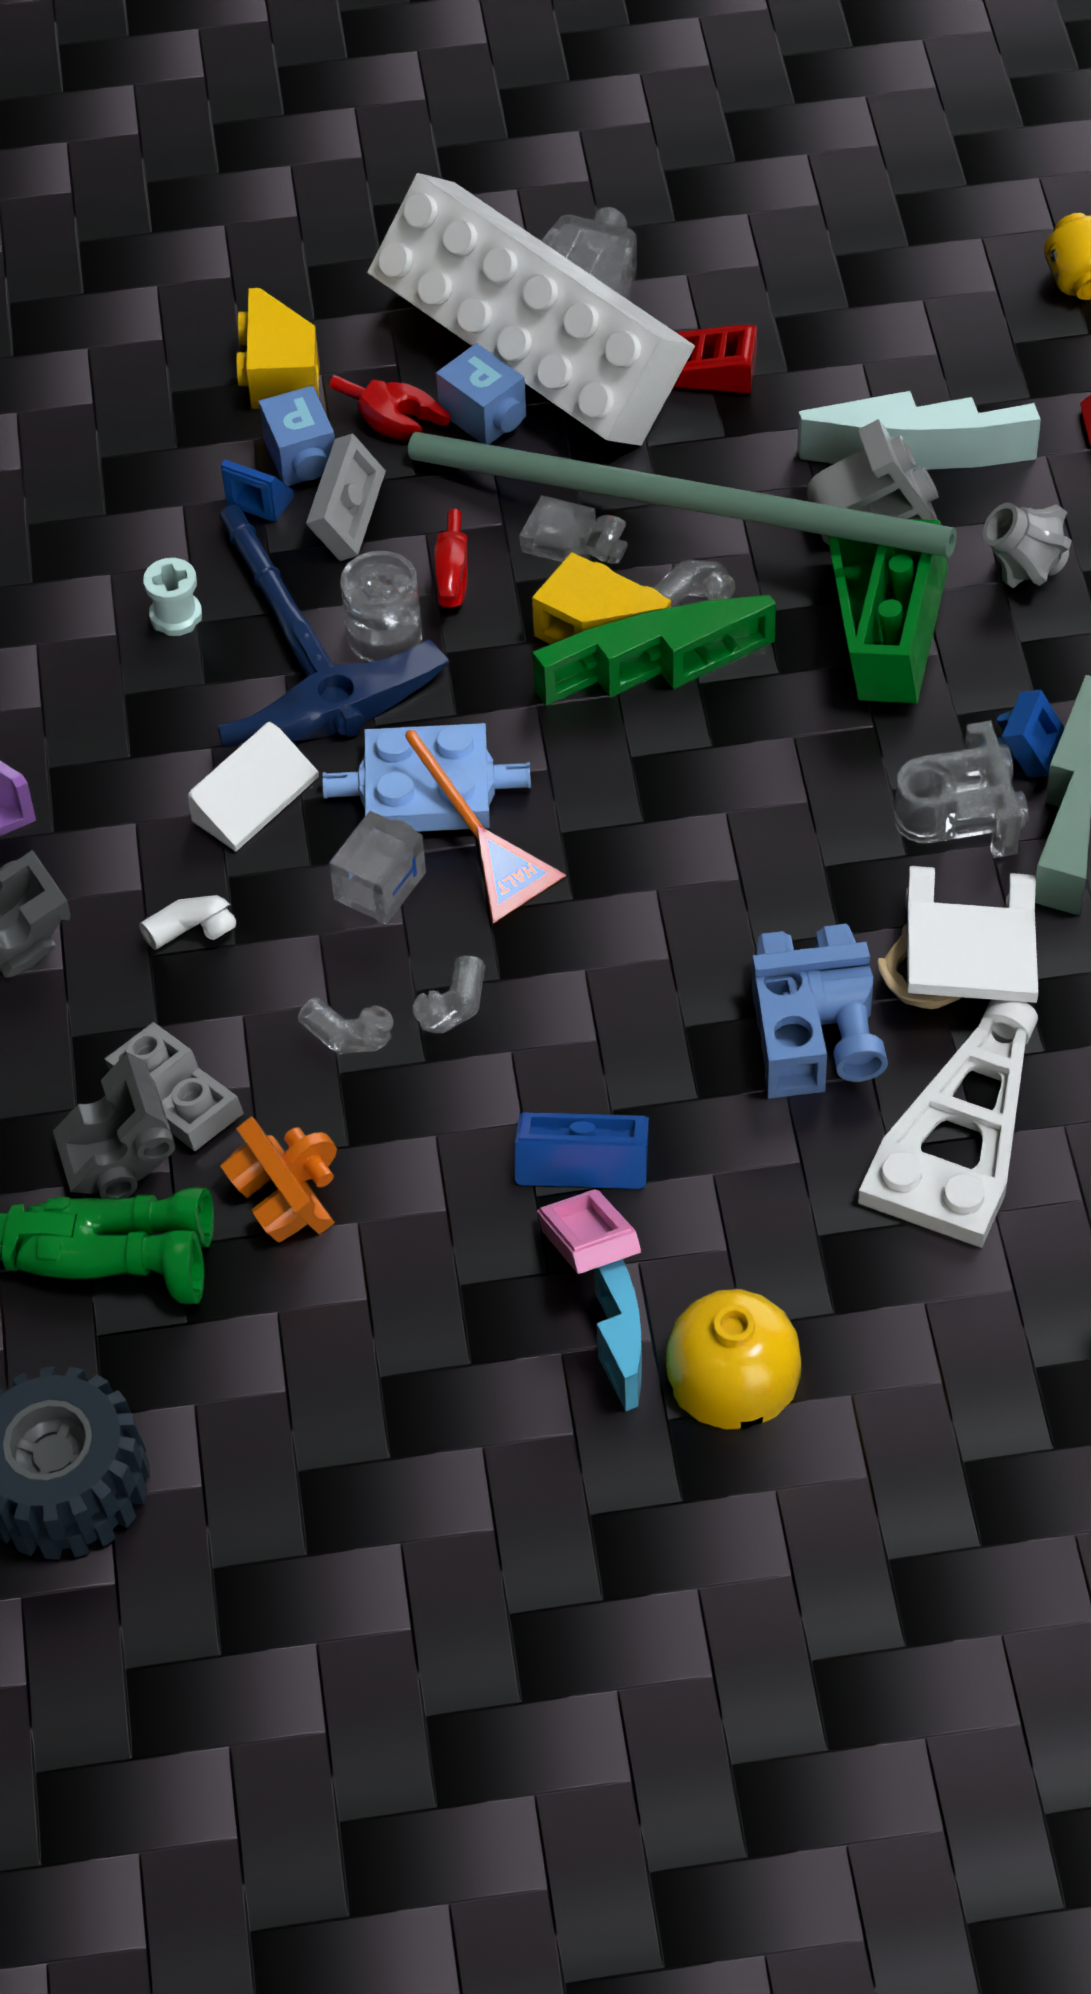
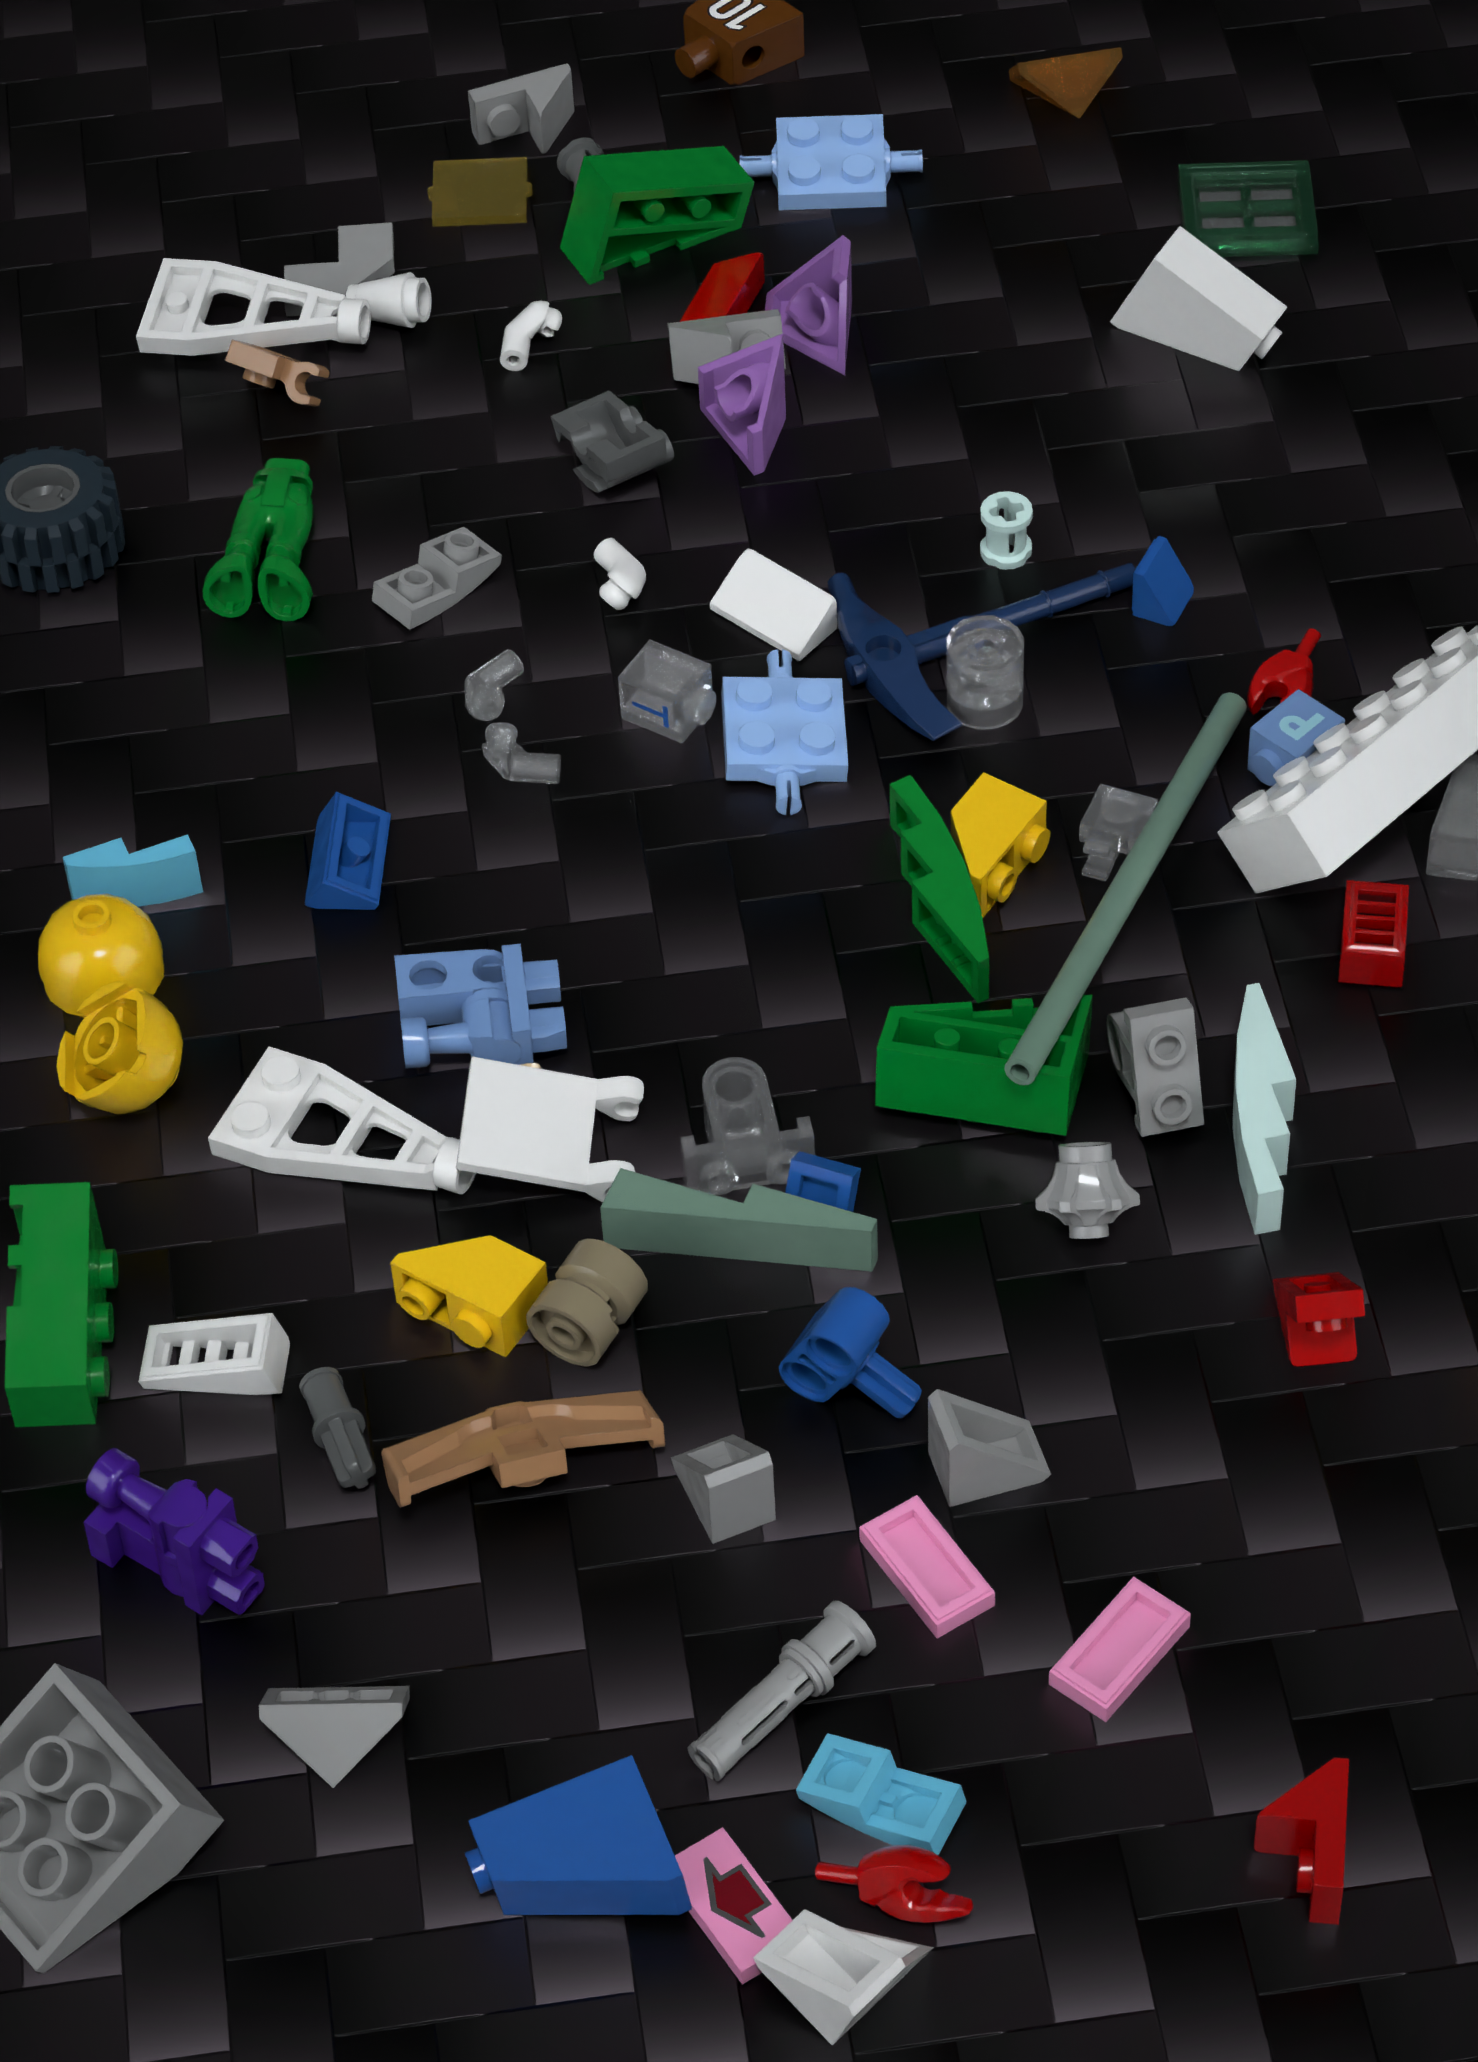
camera: 90 degrees right, 5 degrees down
(117, 1138) = (373, 535): dark grey cylinder -> none
(265, 1160) = (321, 645): orange hips -> none
(279, 349) = (1347, 585): yellow slope -> none
(297, 434) = (1226, 607): medium blue brick -> none
(346, 497) = (1142, 646): light grey plate -> none
(451, 562) = (1054, 730): red hand -> none
(508, 871) = (666, 794): piece -> none
(588, 1231) = (229, 839): bright pink tile -> none
(696, 579) = (1042, 914): clear arm -> none
(902, 1300) = (122, 1050): none -> yellow cylinder

